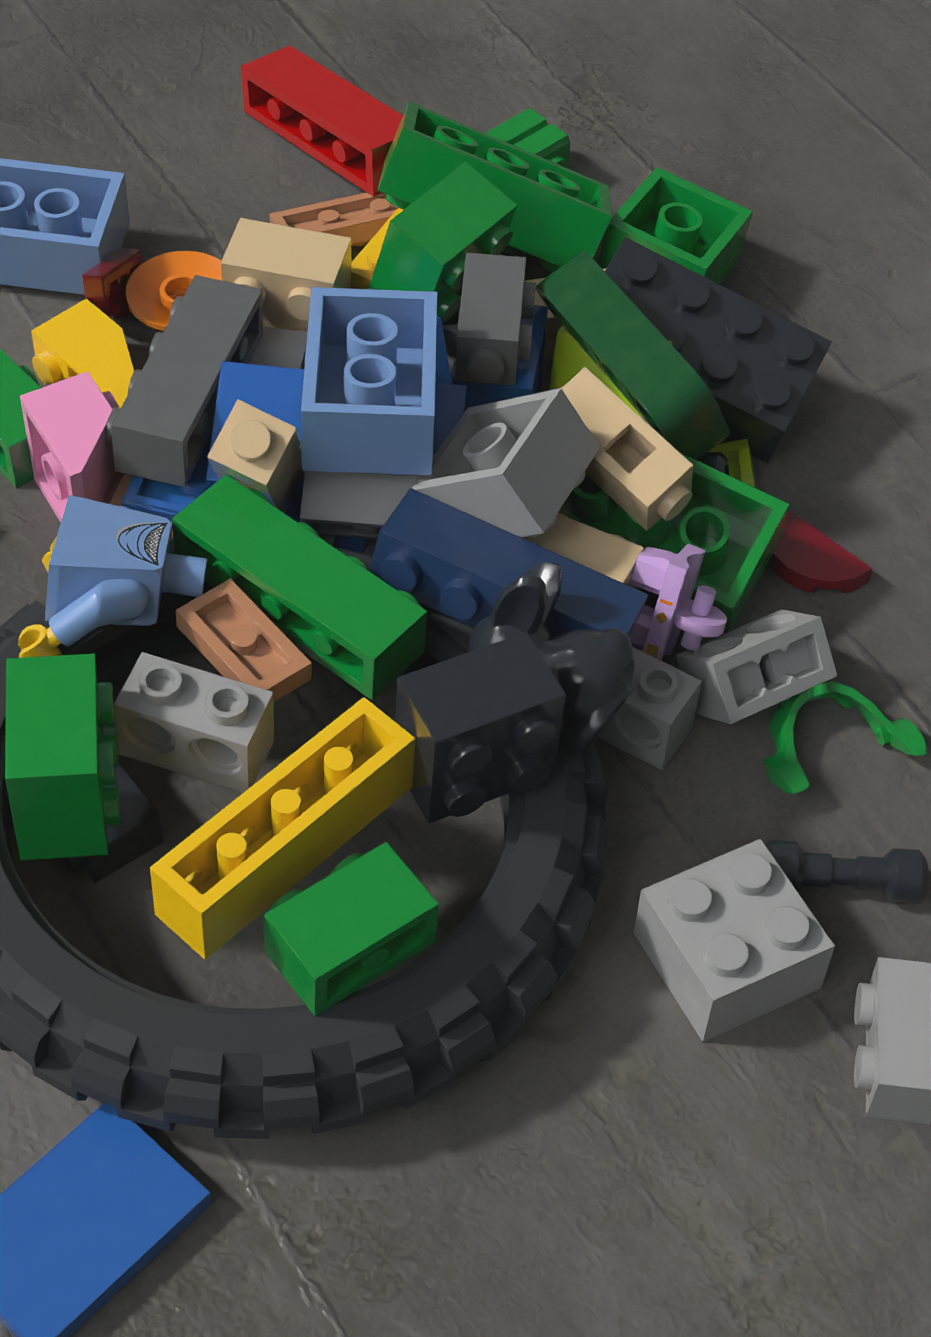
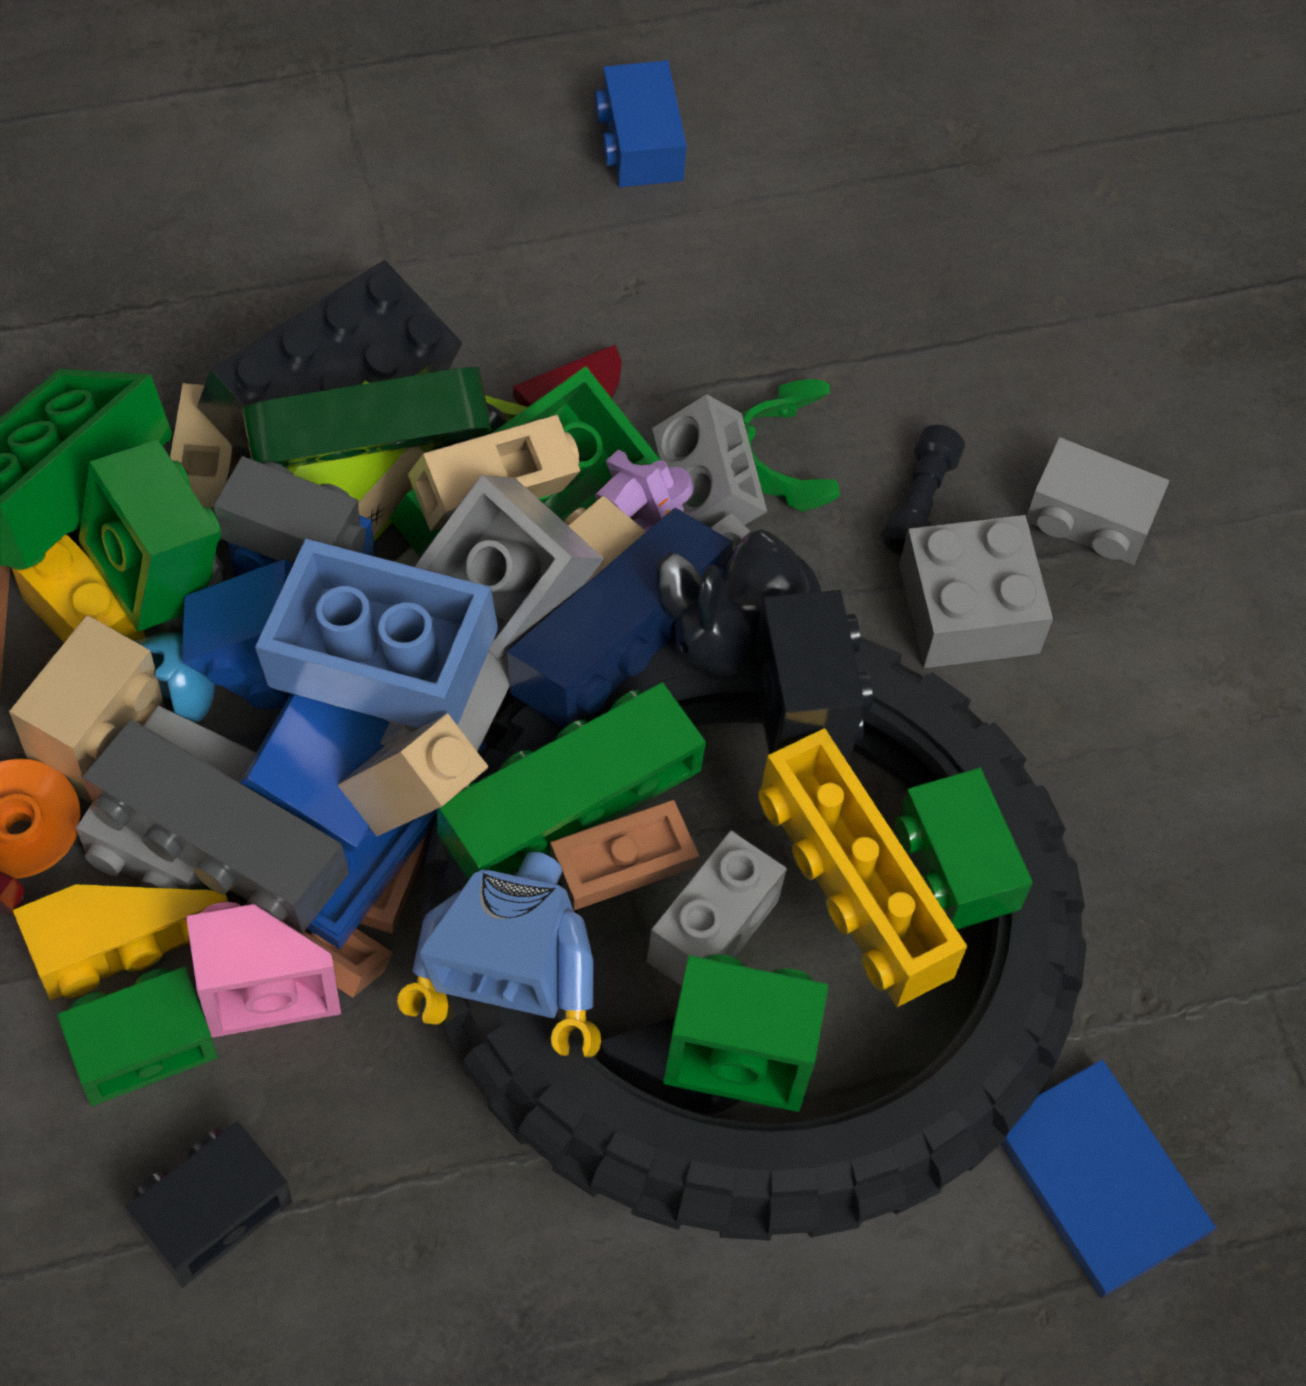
camera: 75 degrees left, 10 degrees up
(680, 224) = (155, 328): green brick -> none

